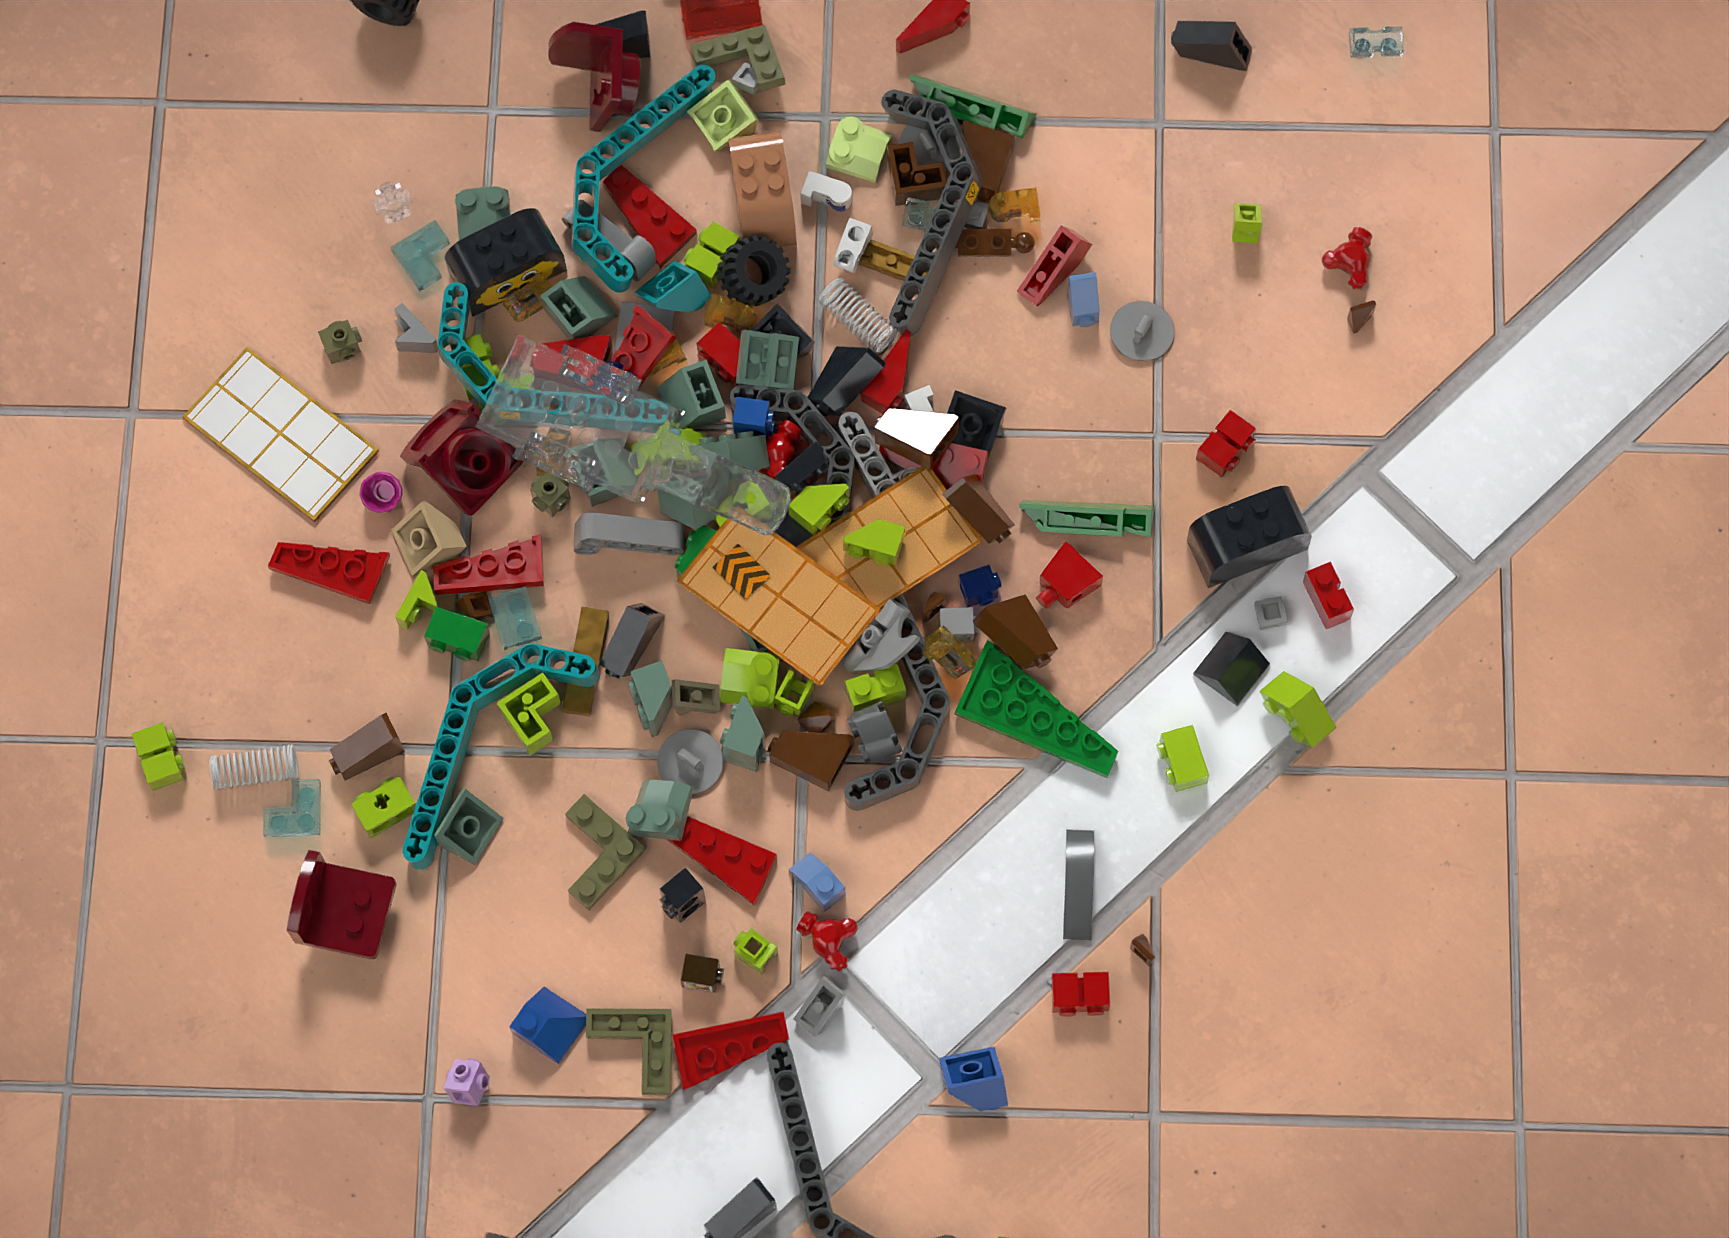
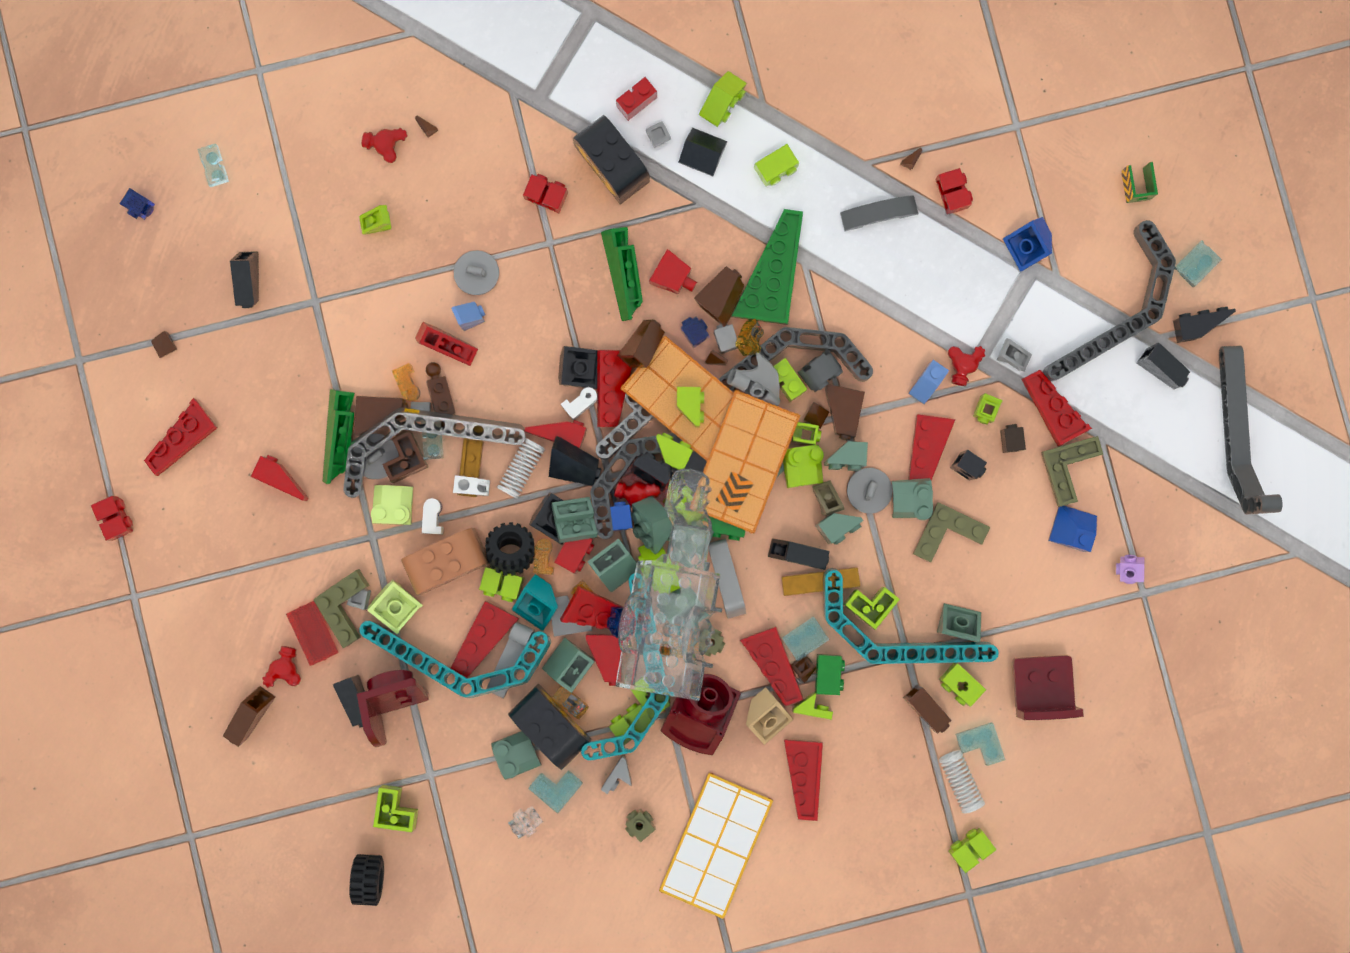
camera: 110 degrees left, 15 degrees up
(381, 492) = (743, 759): dark pink hair -> none
(461, 45) = (389, 814): none -> lime brick
(916, 434) = (603, 400): slope -> none

